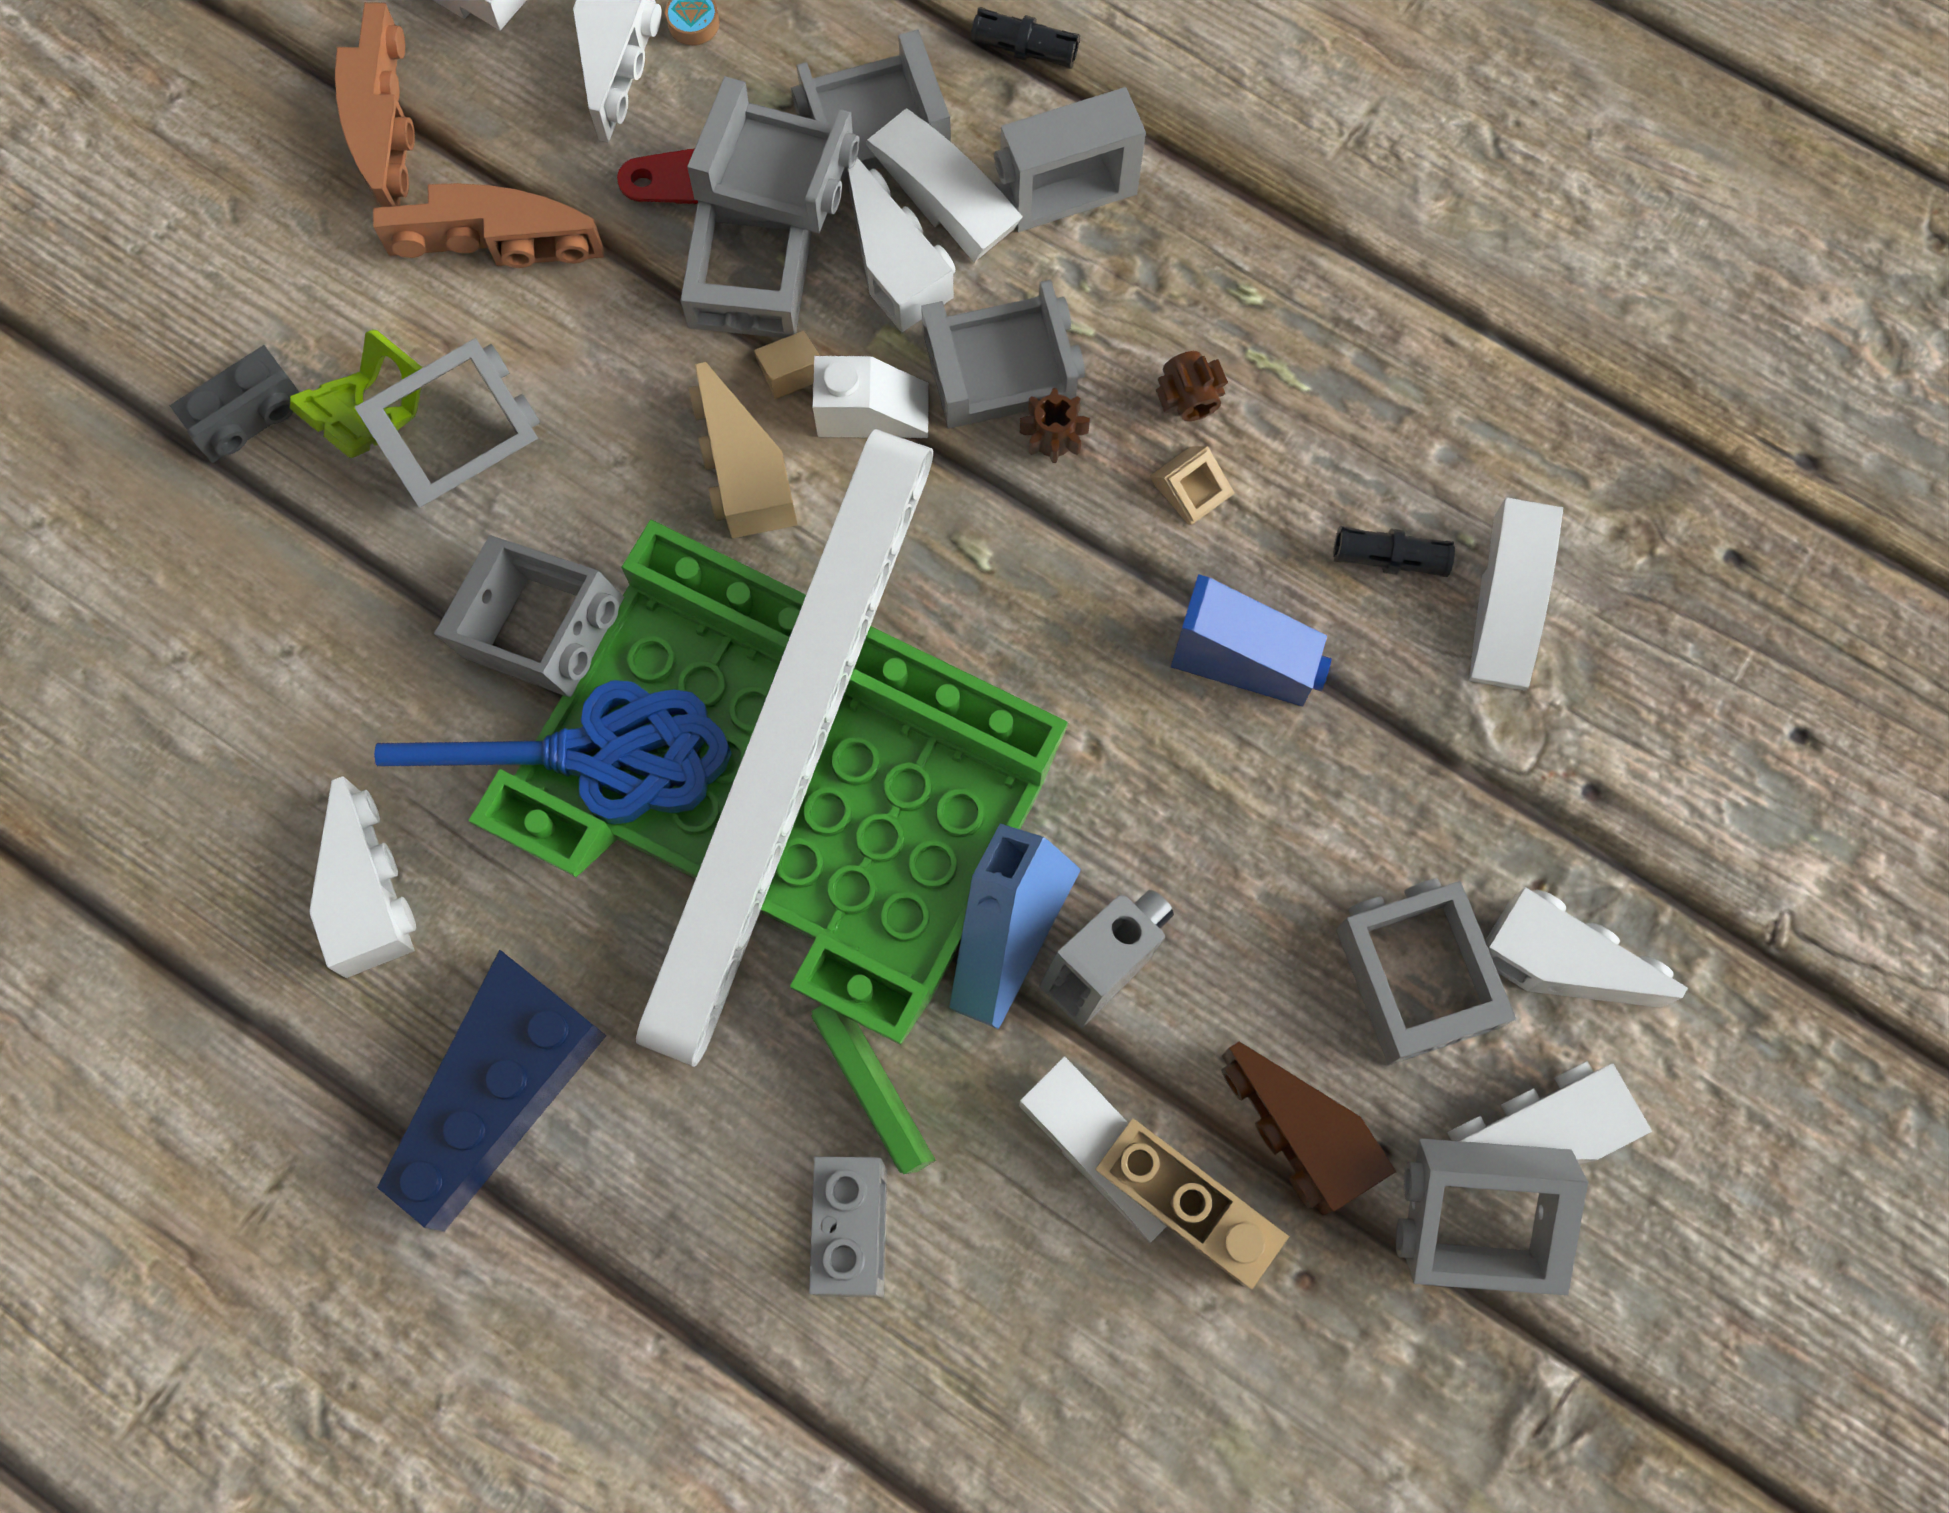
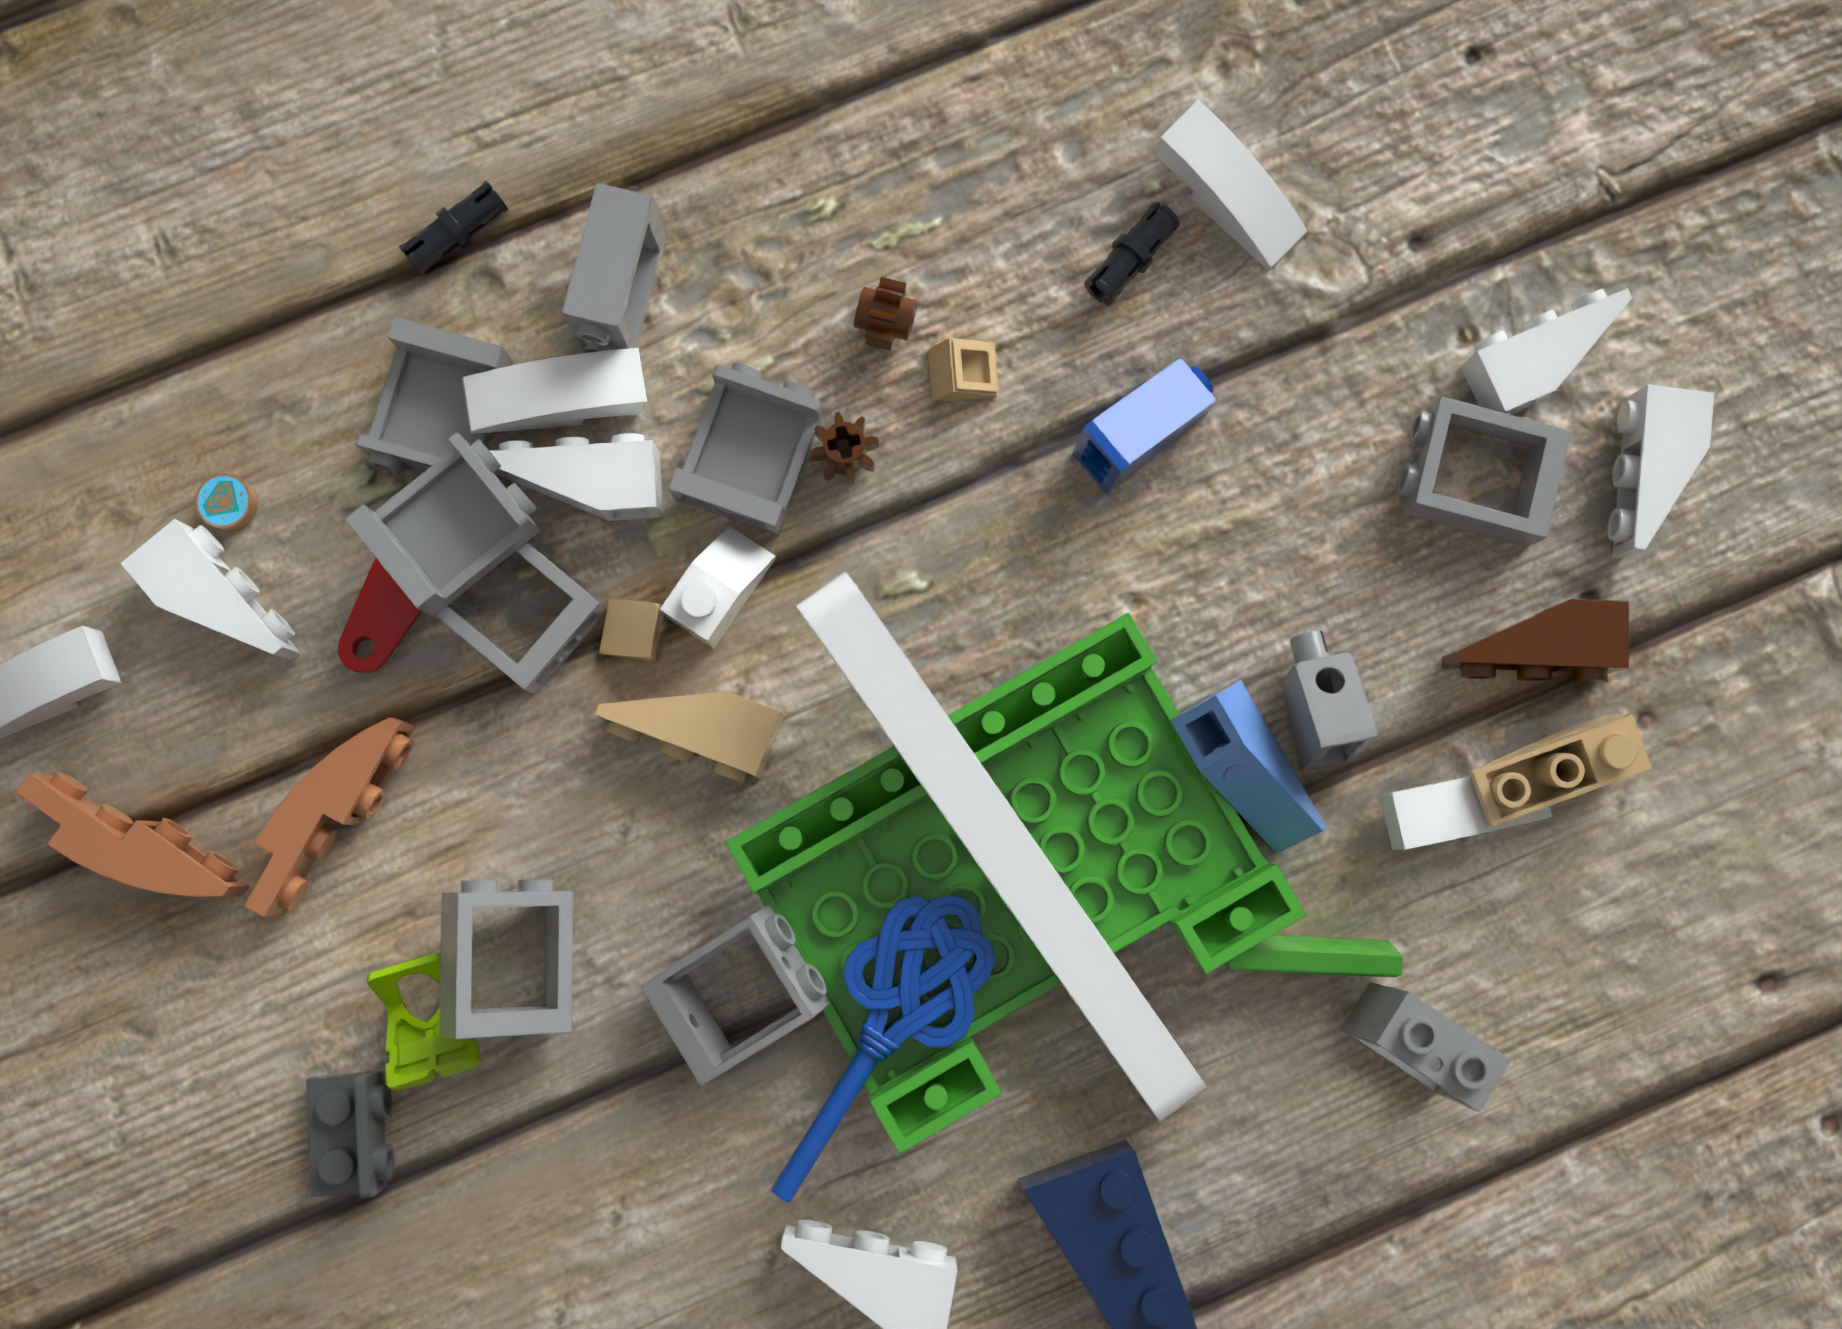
camera: 65 degrees left, 10 degrees up
(1556, 1227) = (1703, 499): light grey window -> none

